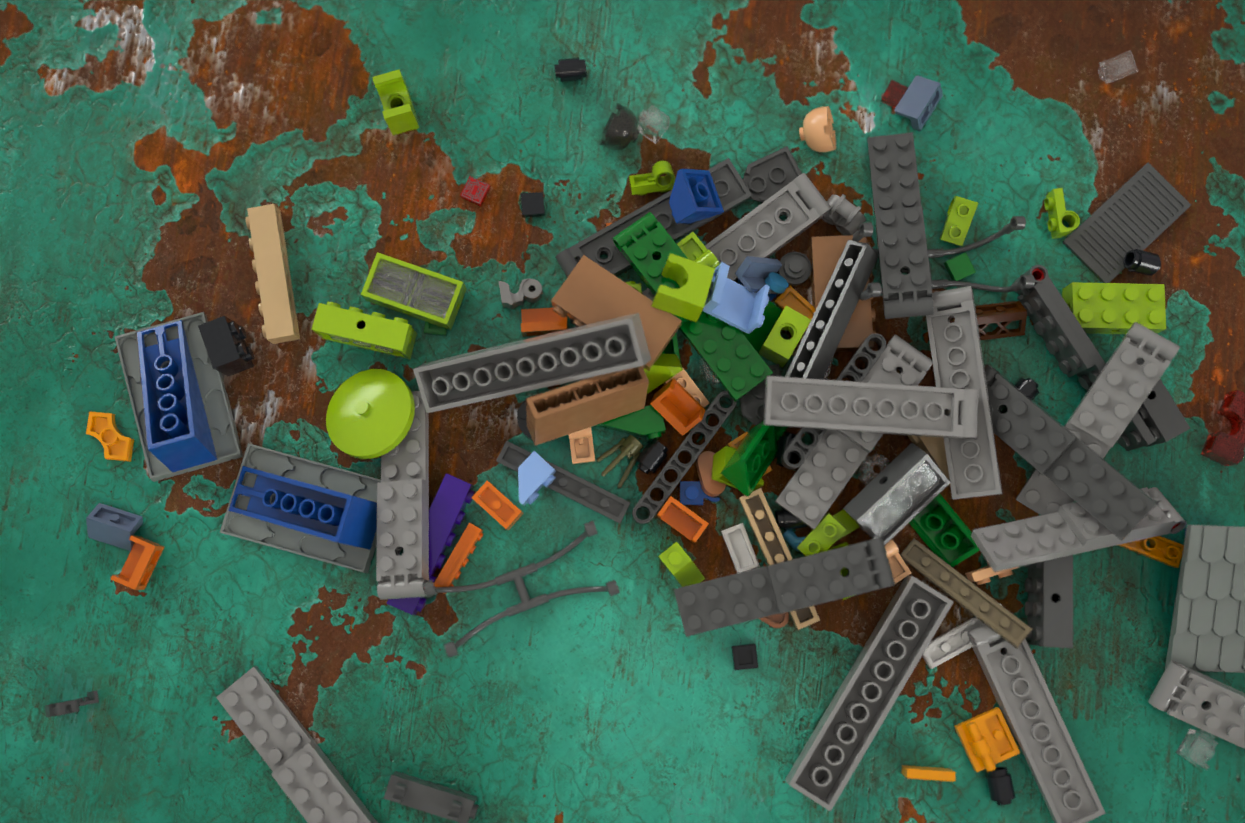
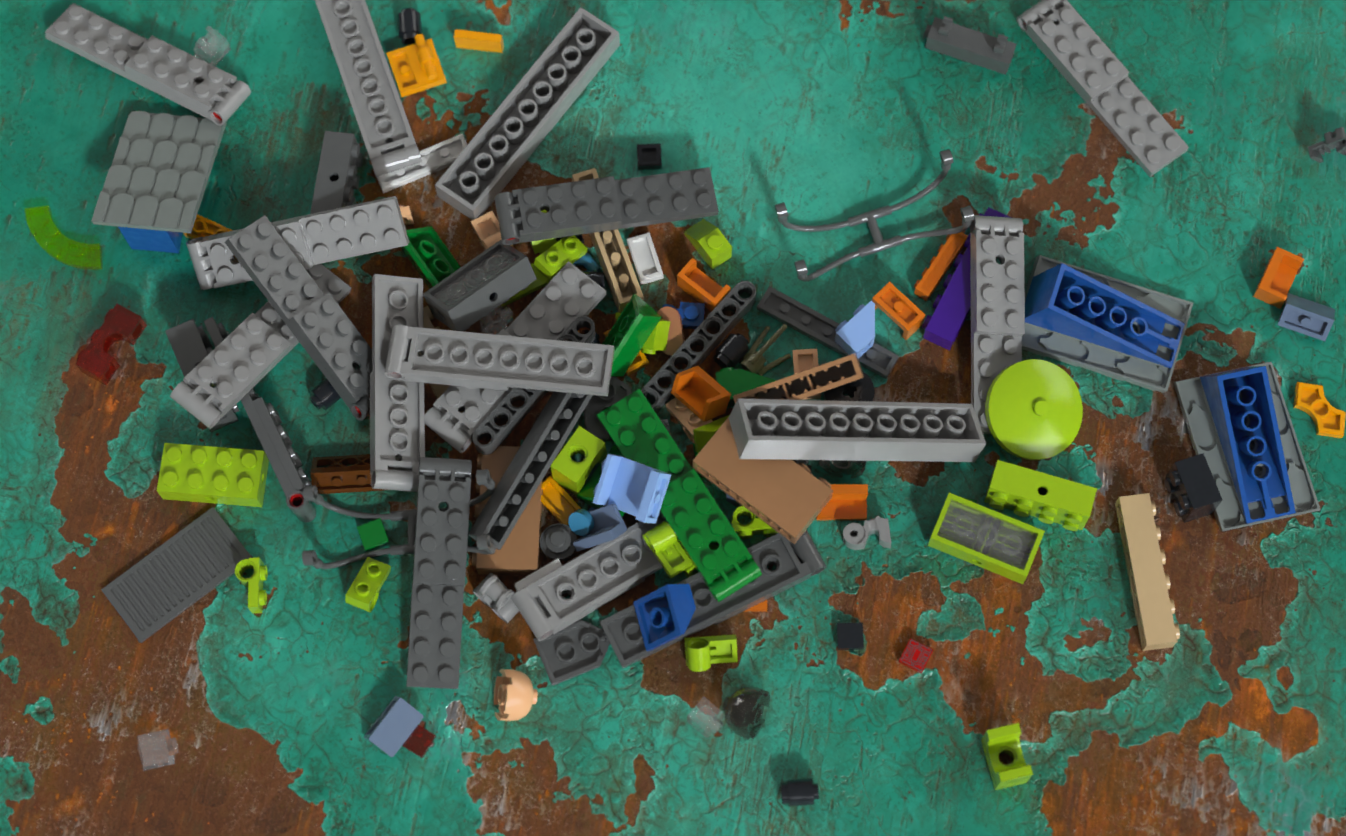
camera: 175 degrees left, 10 degrees down
(693, 291) = (676, 490): lime piece -> none
(804, 237) = (540, 573): none -> white tile
(965, 593) = (420, 196): dark tan tile -> none
(1142, 262) = (172, 523): black brick -> none

